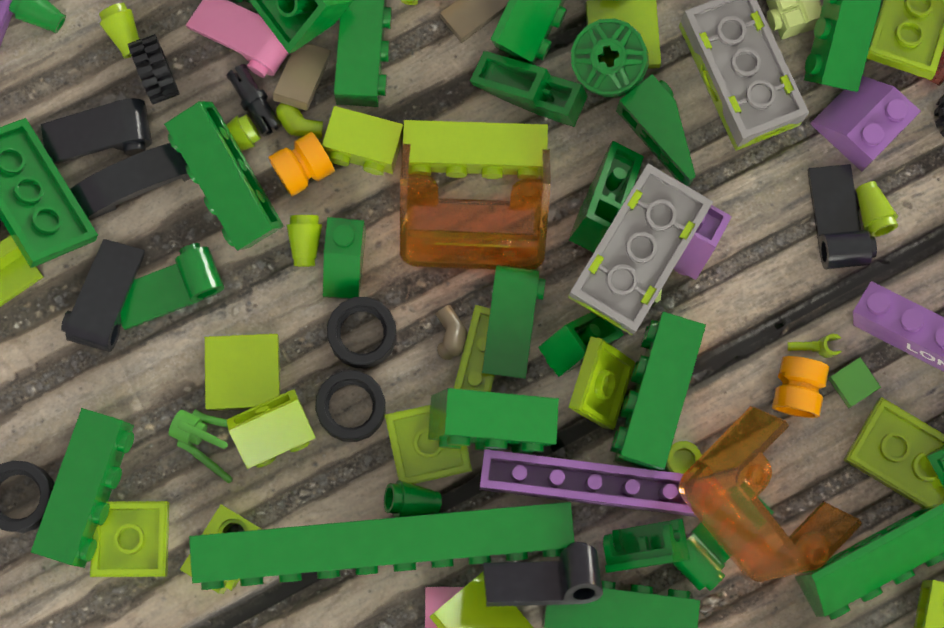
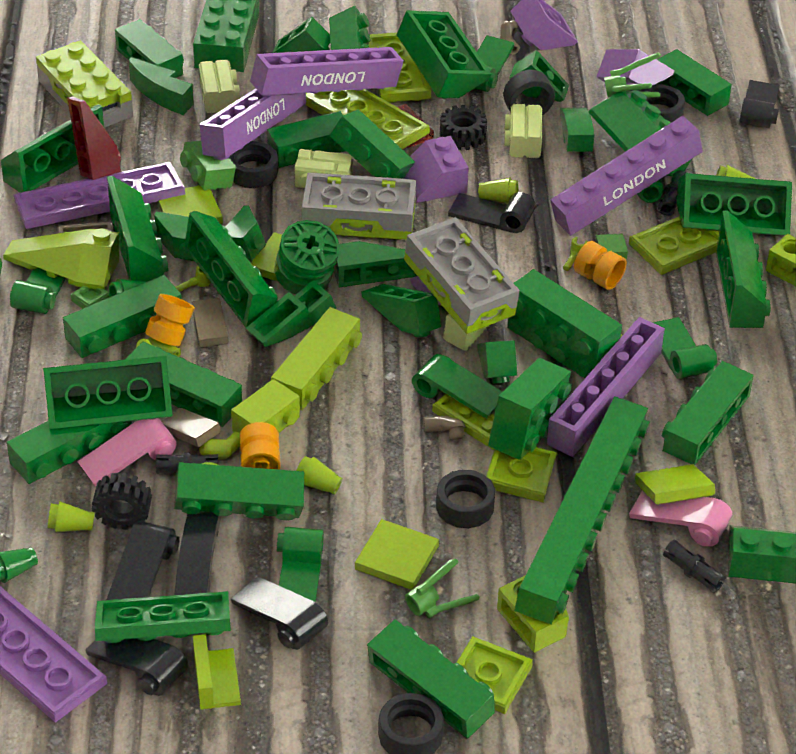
camera: 60 degrees left, 35 degrees down
(271, 430) = (458, 537): lime brick -> none
(342, 312) = (412, 454): black tyre -> none
(343, 258) = (348, 456): green slope -> none
(410, 500) = (555, 489): green cone -> none
(470, 230) = (382, 381): clear orange windscreen -> none
(561, 582) = (670, 414): black door -> none
(601, 383) = (532, 346): lime tile -> none
(645, 546) = (668, 374): green hinge -> none
(724, 497) = (668, 300): clear orange windscreen -> none

